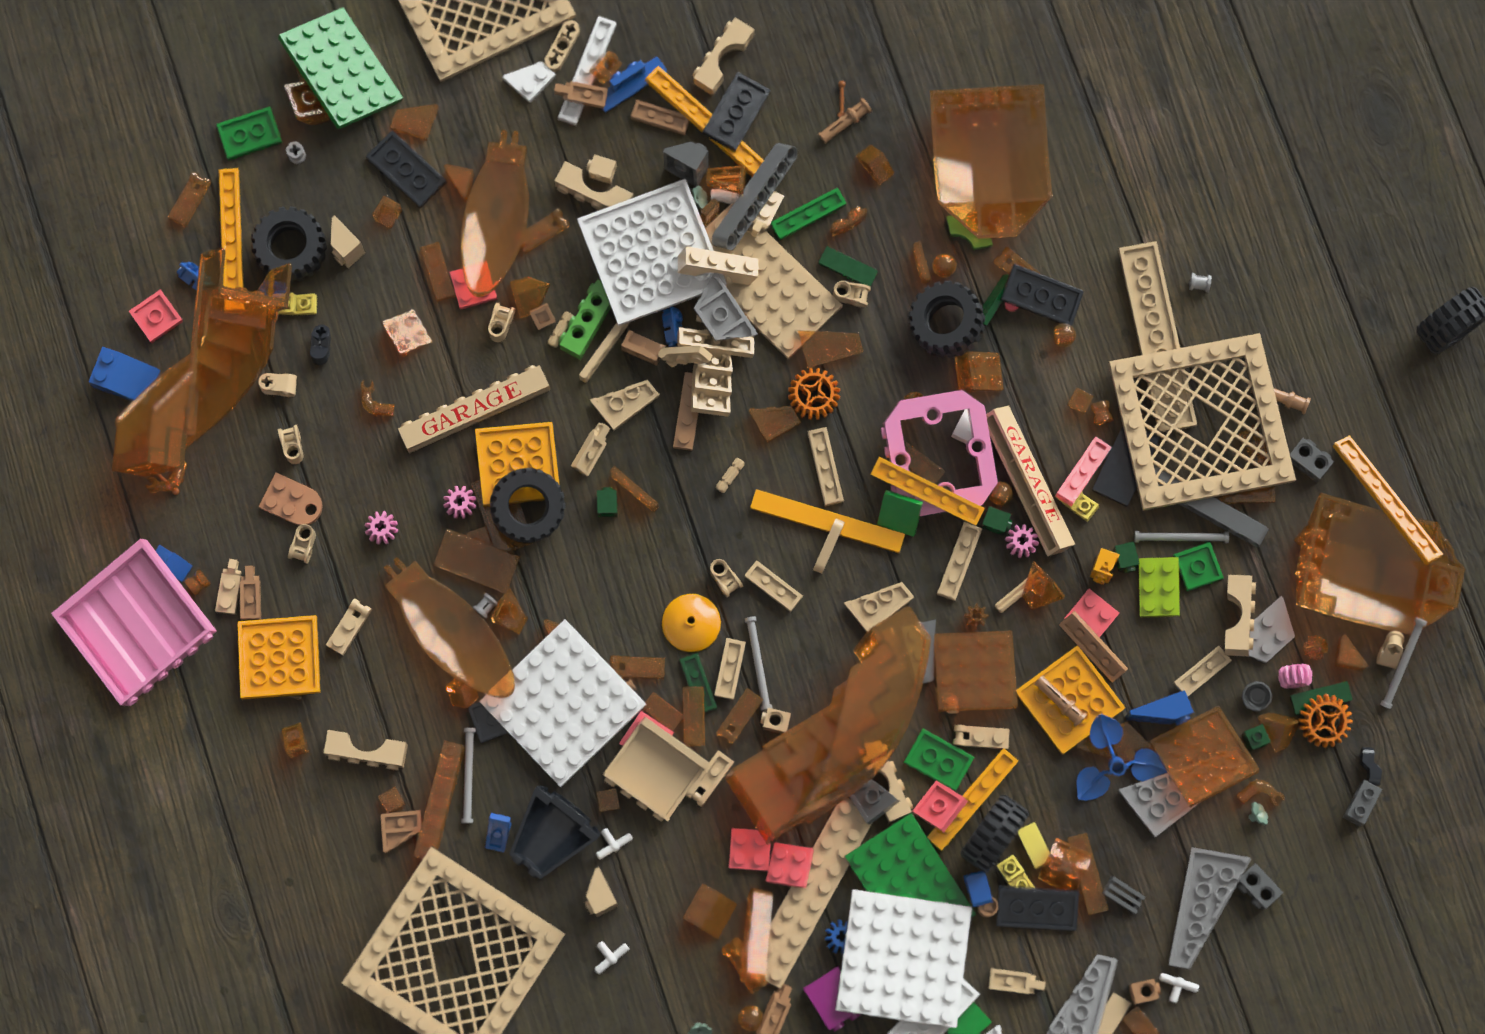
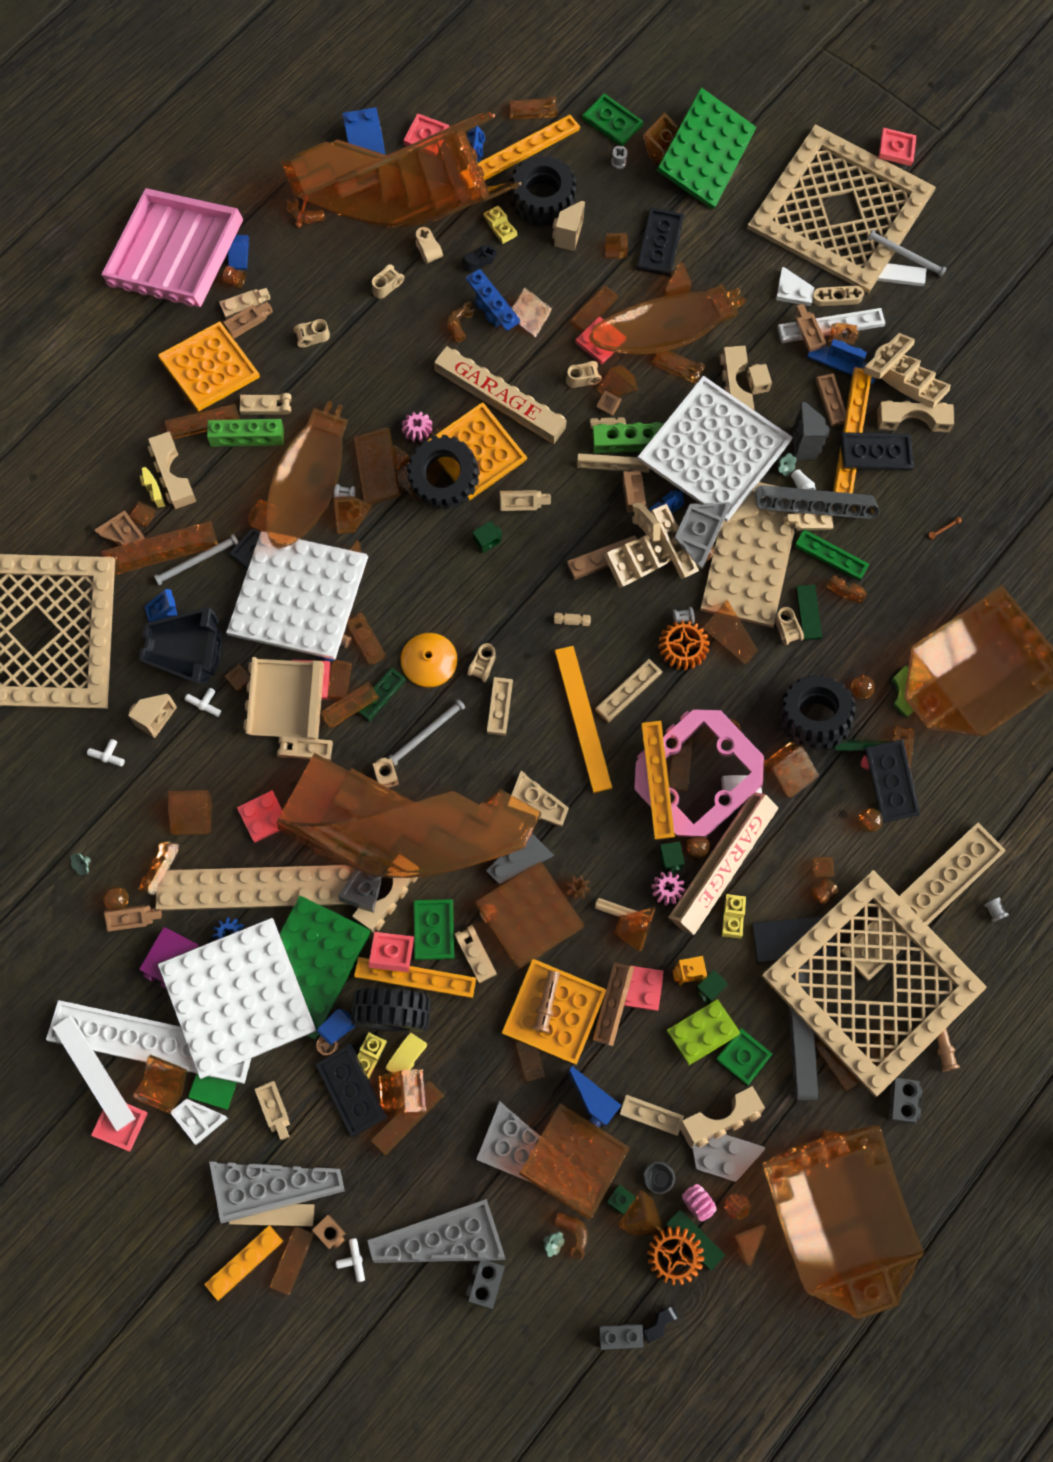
camera: 55 degrees right, 5 degrees down
(290, 500) = (341, 306): nougat plate -> none
(295, 740) = (147, 415): clear orange slope -> none
(330, 694) = (198, 422): none -> clear orange plate
(366, 776) = (151, 485): none -> light yellow slope
(369, 660) = (245, 432): none -> bright green brick
(377, 360) = (491, 302): none -> blue bracket
(377, 522) = (355, 386): bright pink gear -> none
(415, 120) = (703, 226): clear orange wing -> none
(624, 404) = (577, 504): tan wing -> none
(634, 489) = (511, 550): clear orange tile -> none
(678, 38) = (905, 372): none -> tan slope
(700, 261) = (729, 482): tan arch -> none
(710, 212) = (779, 475): clear orange tile -> none
(727, 178) = (817, 475): clear orange wing -> none
(730, 669) = (408, 711): tan plate -> none
(740, 715) = (372, 741): clear orange plate -> none
(756, 937) = (186, 861): clear orange beam -> none
(774, 421) = (640, 628): clear orange wing -> none
(787, 370) = (685, 615): none -> light grey bush
(790, 865) = (267, 855): coral plate -> none
(829, 545) = (561, 730): tan beam -> none
(852, 116) = (936, 542): medium nougat pin -> none
(875, 164) = (910, 585): clear orange slope -> none
(900, 513) = (626, 770): green tile -> none
(921, 262) = (848, 671): clear orange tile -> none
(959, 561) = (617, 847): tan tile -> none
(1083, 471) = (762, 905): tile -> none
(1103, 733) = (543, 1059): blue plant -> none
(1130, 743) = (546, 1087): clear orange wing -> none
(1136, 903) = (407, 1178): dark grey tile -> none
(1181, 536) = (761, 1026): light grey bar -> none
(1388, 500) = (913, 1194): light orange tile -> none
(1391, 650) = (779, 1279): tan piece -> none
(1403, 663) = (776, 1297): light grey bar -> none

